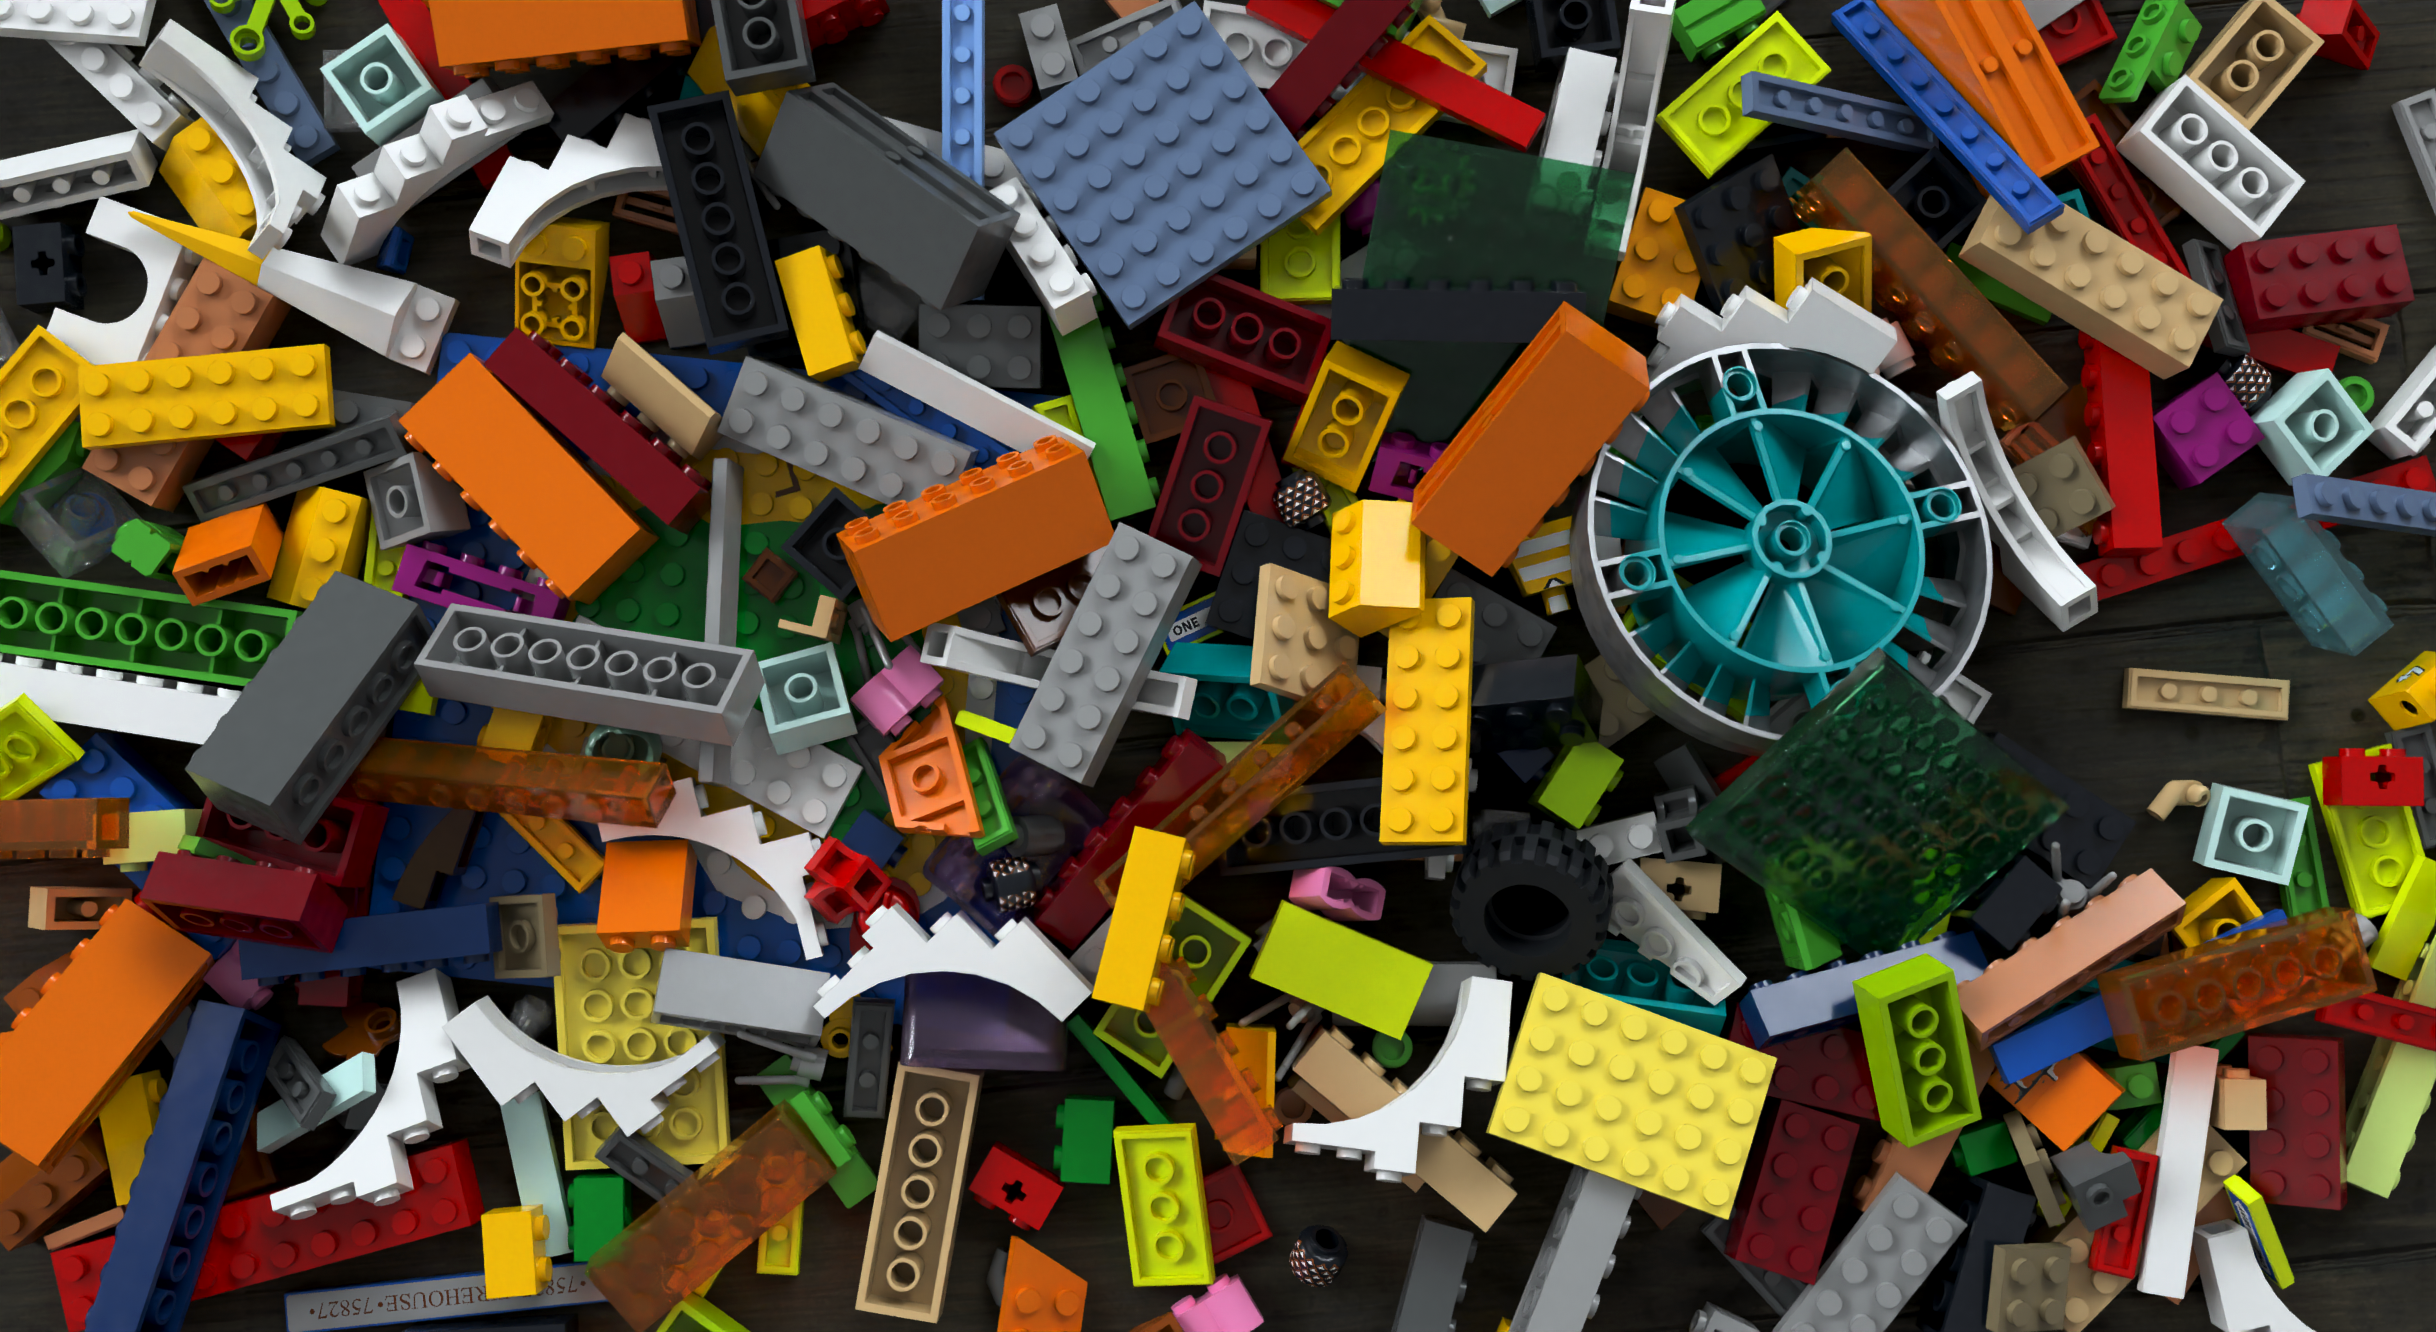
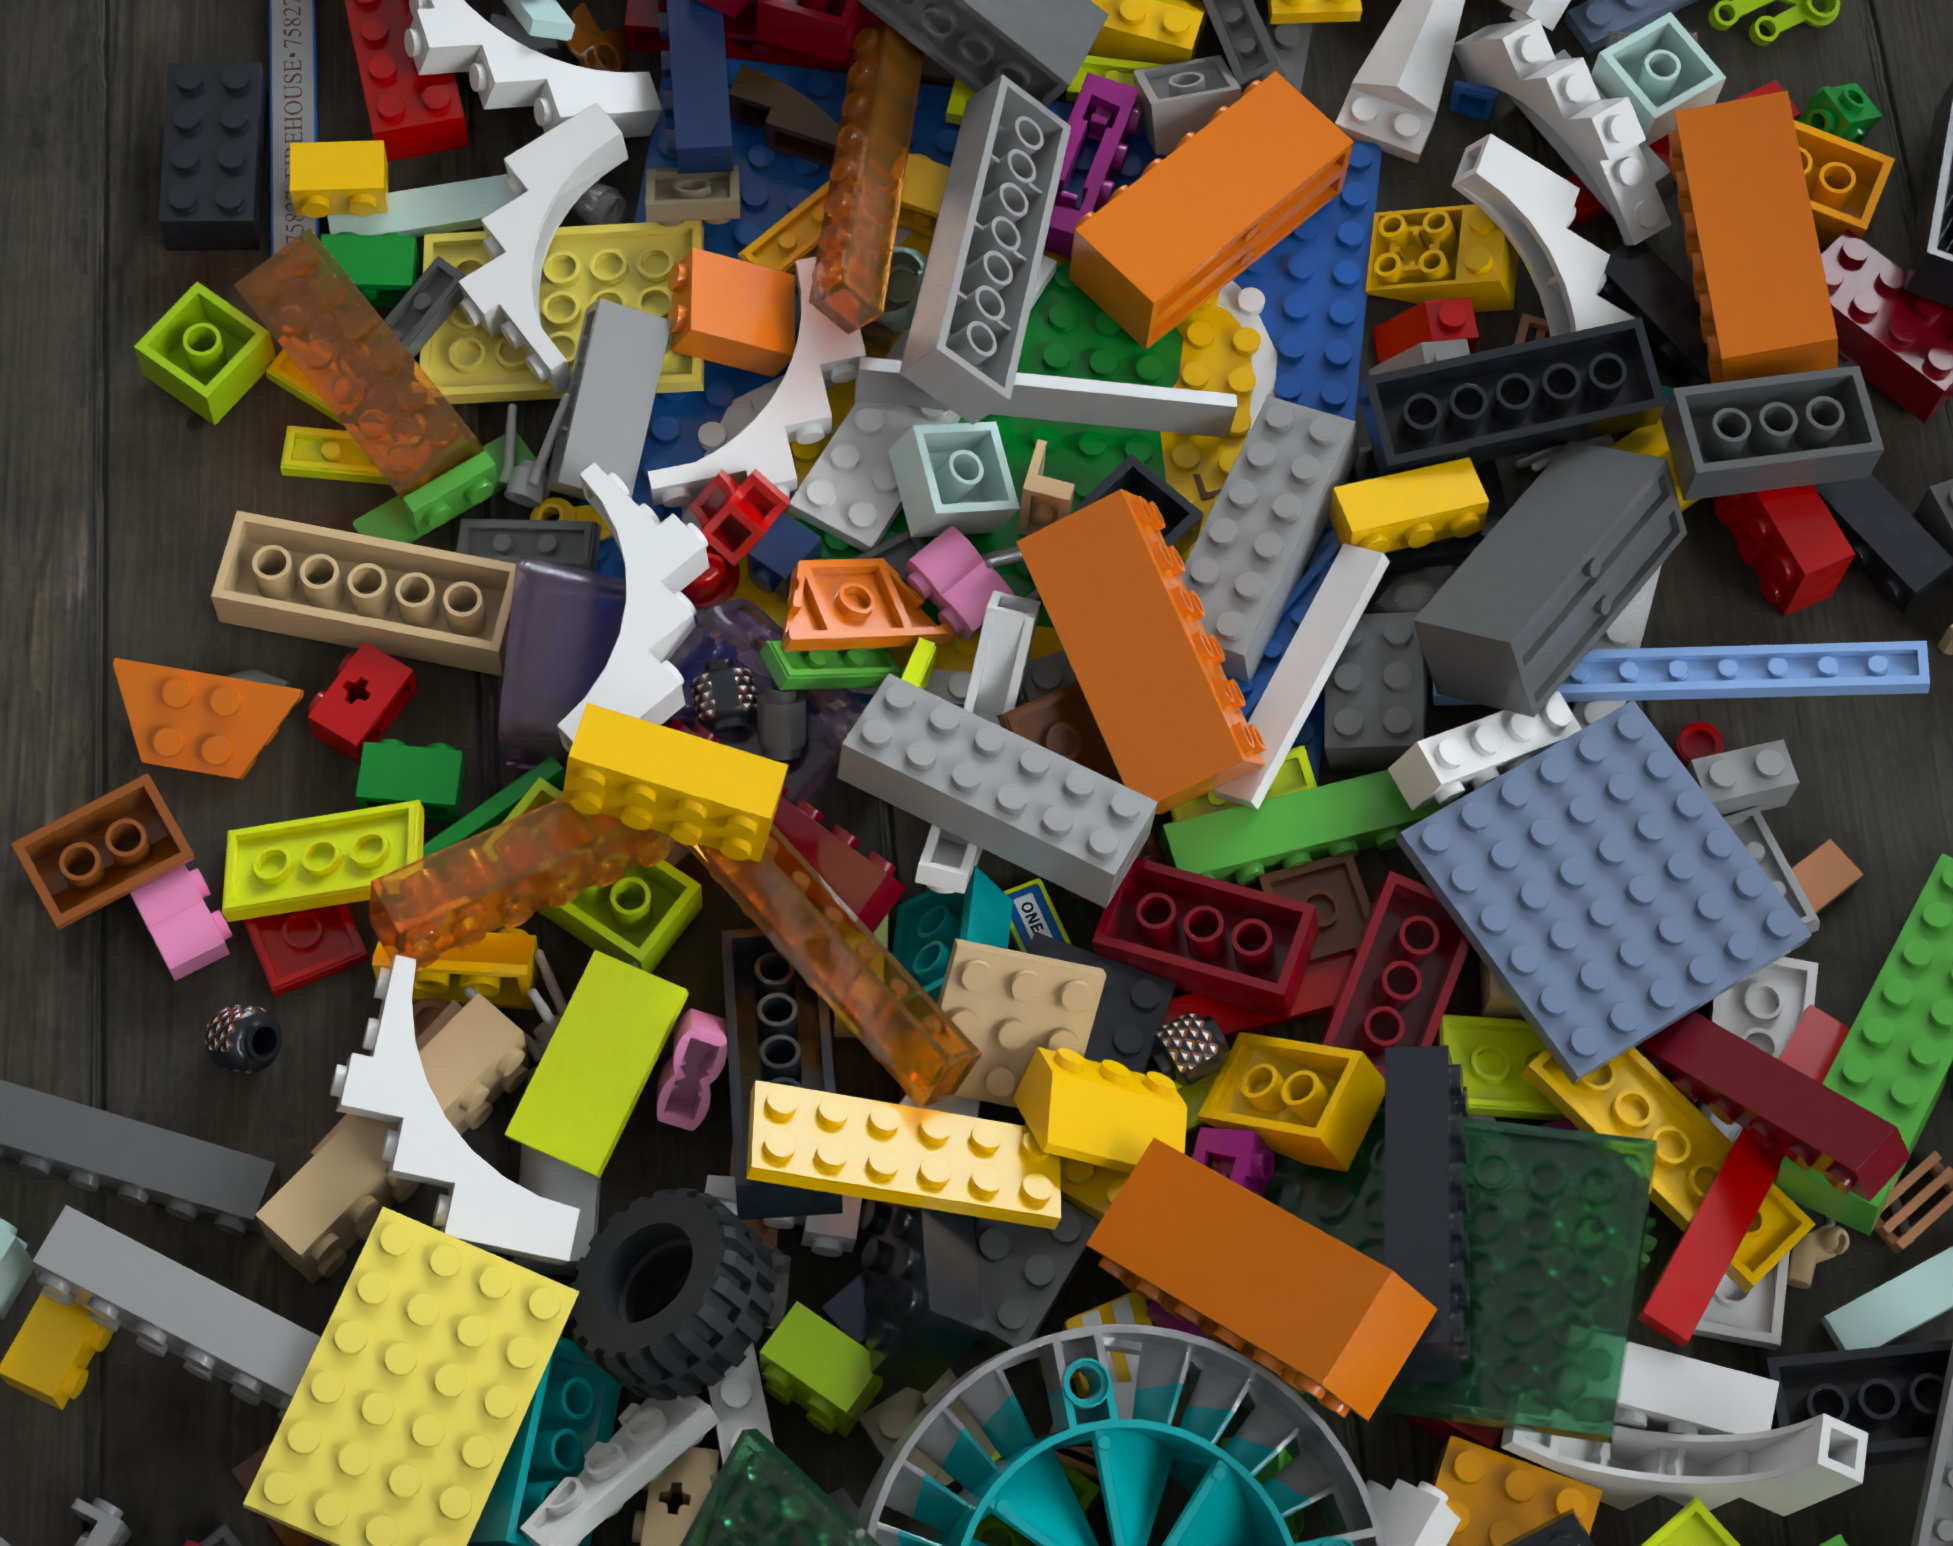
camera: 85 degrees right, 20 degrees down
(597, 427) = (1268, 280): dark red brick -> none
(661, 399) = (1310, 346): tan slope -> none
(770, 576) = (1096, 458): reddish brown tile -> none
(1391, 1051) = (493, 1146): bright green tile -> none

